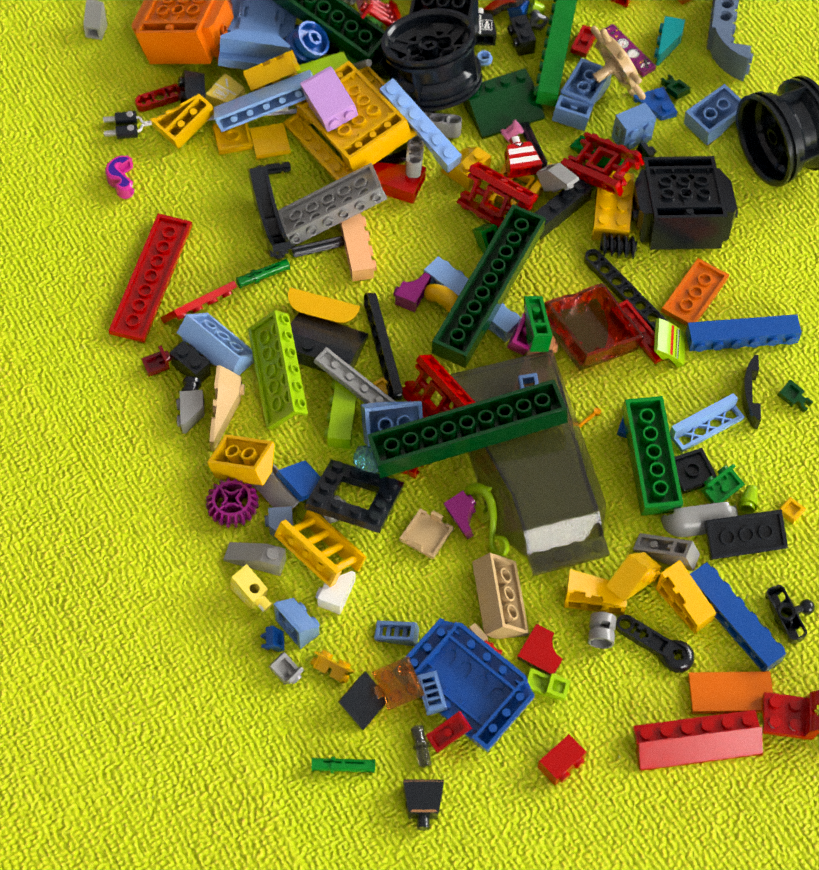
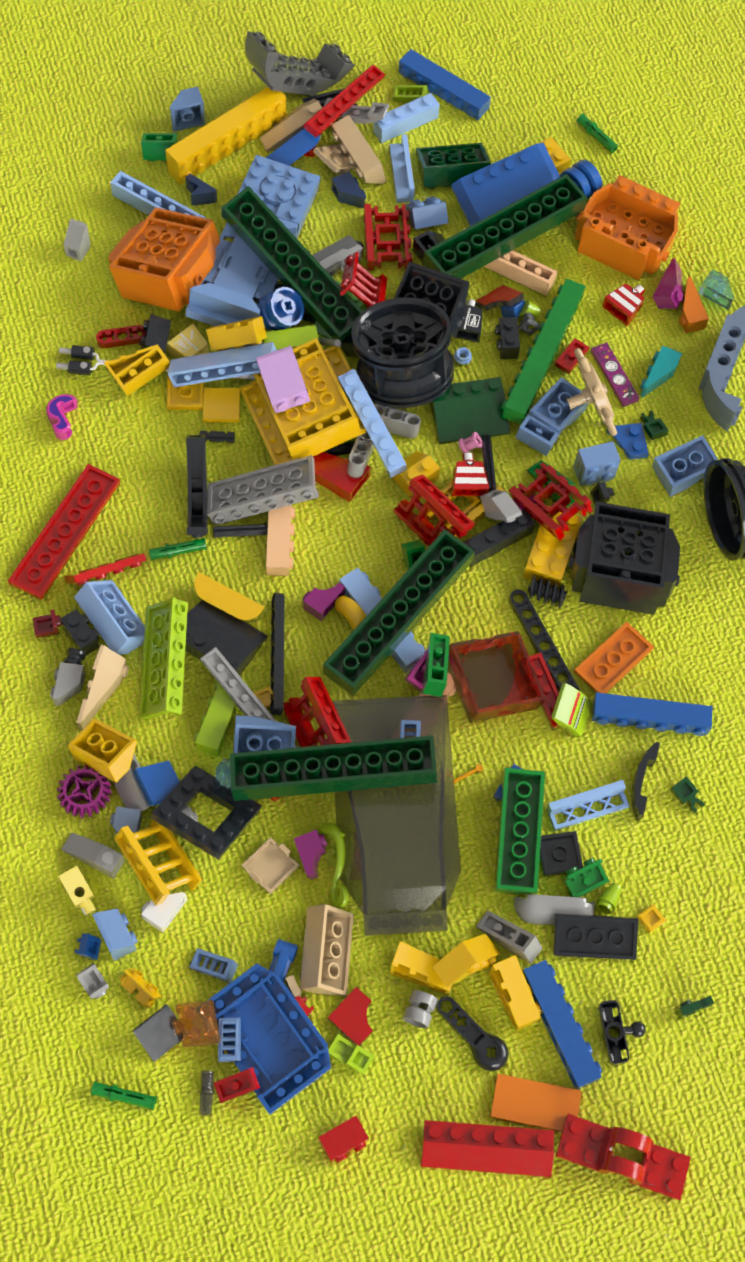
camera: 10 degrees right, 5 degrees up
(422, 800) = (193, 1152): black torso -> none
(461, 609) = (283, 956): none -> blue piece

